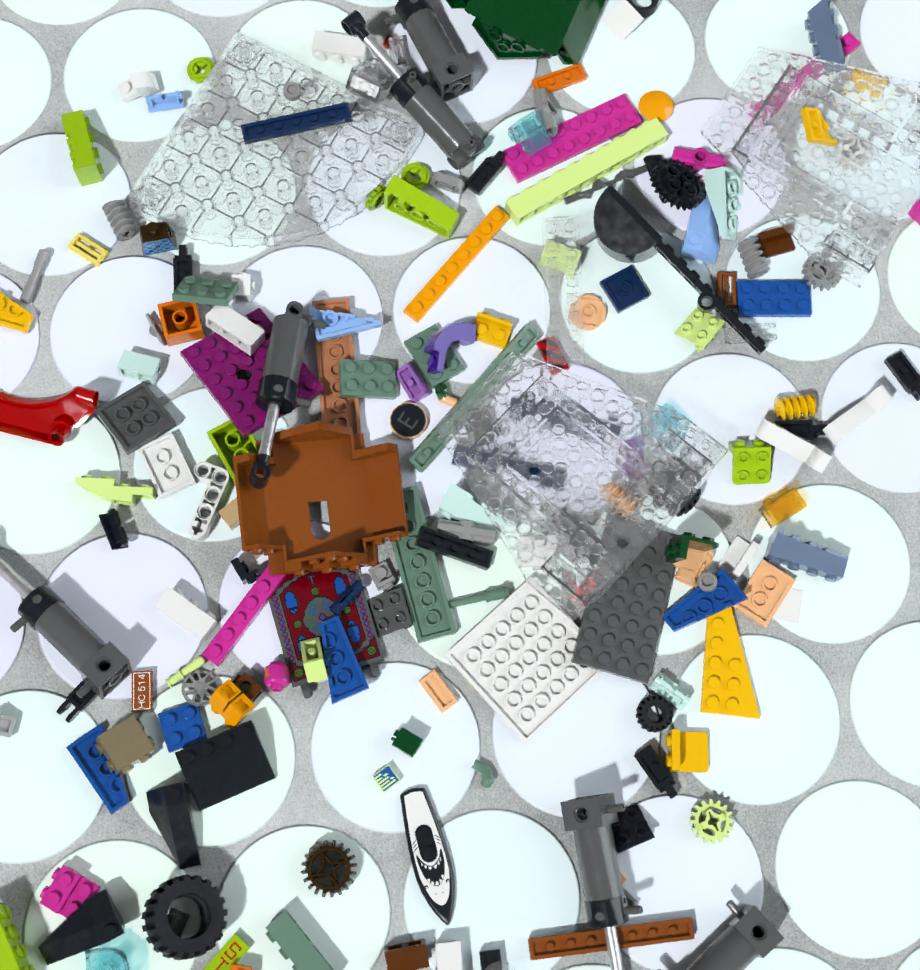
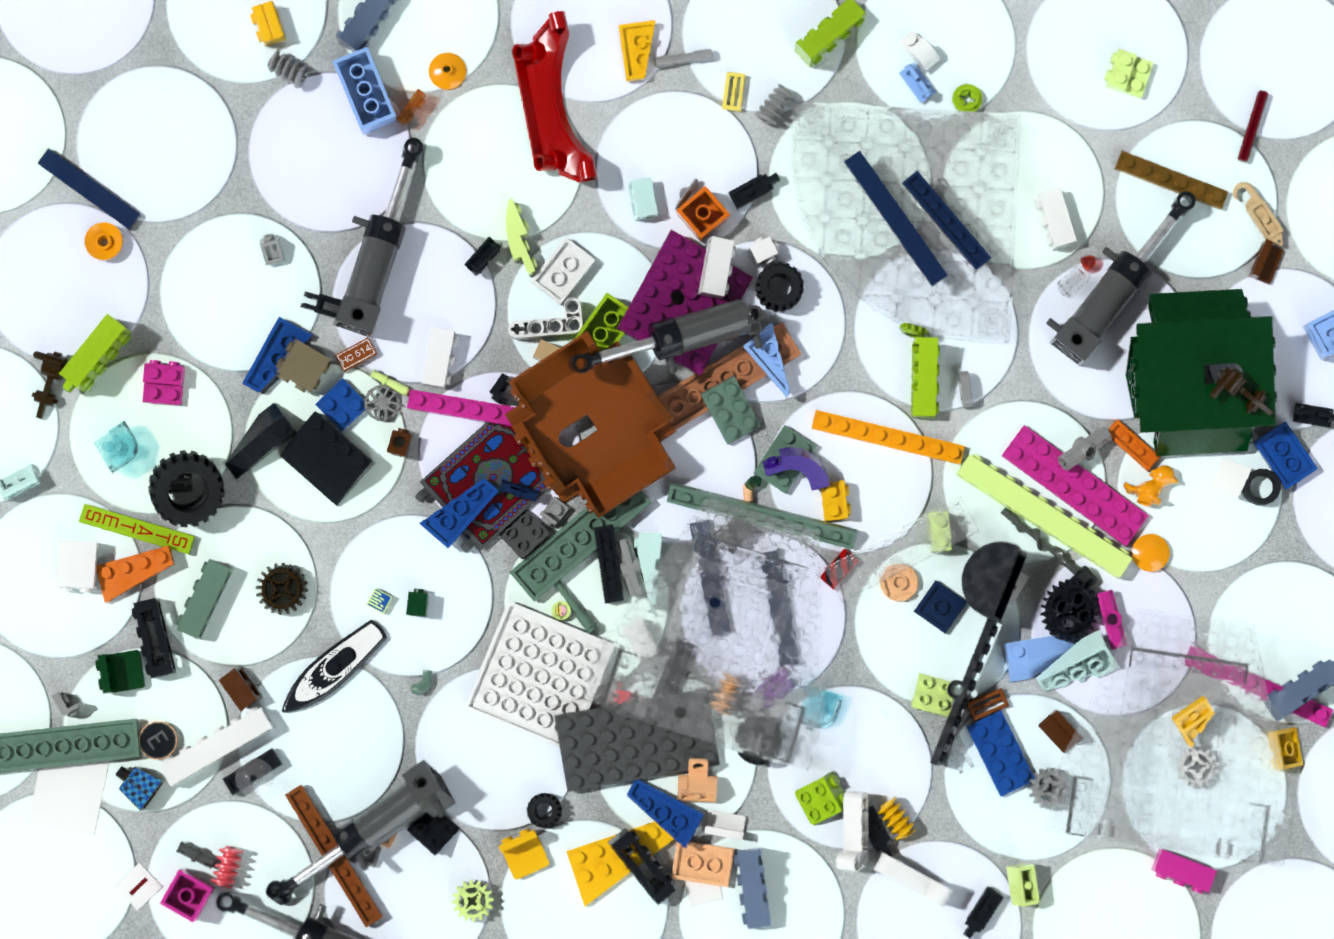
camera: 70 degrees right, 10 degrees up
(88, 927) = (142, 412): black wedge -> none
(135, 418) = (592, 221): dark grey plate -> none
(157, 238) = (773, 150): dark brown torso -> none
(205, 291) = (738, 223): sand green plate -> none
(231, 710) = (376, 430): light orange hips -> none
(272, 162) = (895, 218): none -> dark blue tile
(275, 275) = (779, 303): none -> black tyre
(277, 676) = (422, 463): dark pink head -> none
(292, 91) = (979, 199): light grey tile -> none
(313, 660) = (450, 488): yellowish green slope -> none
(370, 81) = (1031, 270): clear piece -> none
(408, 421) = (710, 465): black tile -> none
(413, 382) = (750, 452): medium lavender slope -> none
(415, 168) = (965, 350): lime gear -> none
(421, 101) = (1030, 327): dark grey piece -> none
(438, 691) = (475, 610): light nougat tile -> none
(475, 612) = (561, 610): none -> tile
(485, 173) = (993, 420): black hinge -> none
(531, 134) = (1051, 445): clear light blue brick -> none
(604, 80) = (1150, 490): none -> light orange animal
(656, 771) = (494, 833): black hinge -> none
(670, 691) = (572, 816): light aqua hinge -> none
(679, 545) = (700, 762): dark green bracket -> none
(707, 581) = (684, 805): light grey tile -> none
(719, 655) = (622, 841): none -> black brick
(751, 258) = (1030, 715): light grey piece -> none
(782, 507) = (791, 846): clear yellow piece -> none
(897, 329) = (1023, 884): none -> yellowish green brick

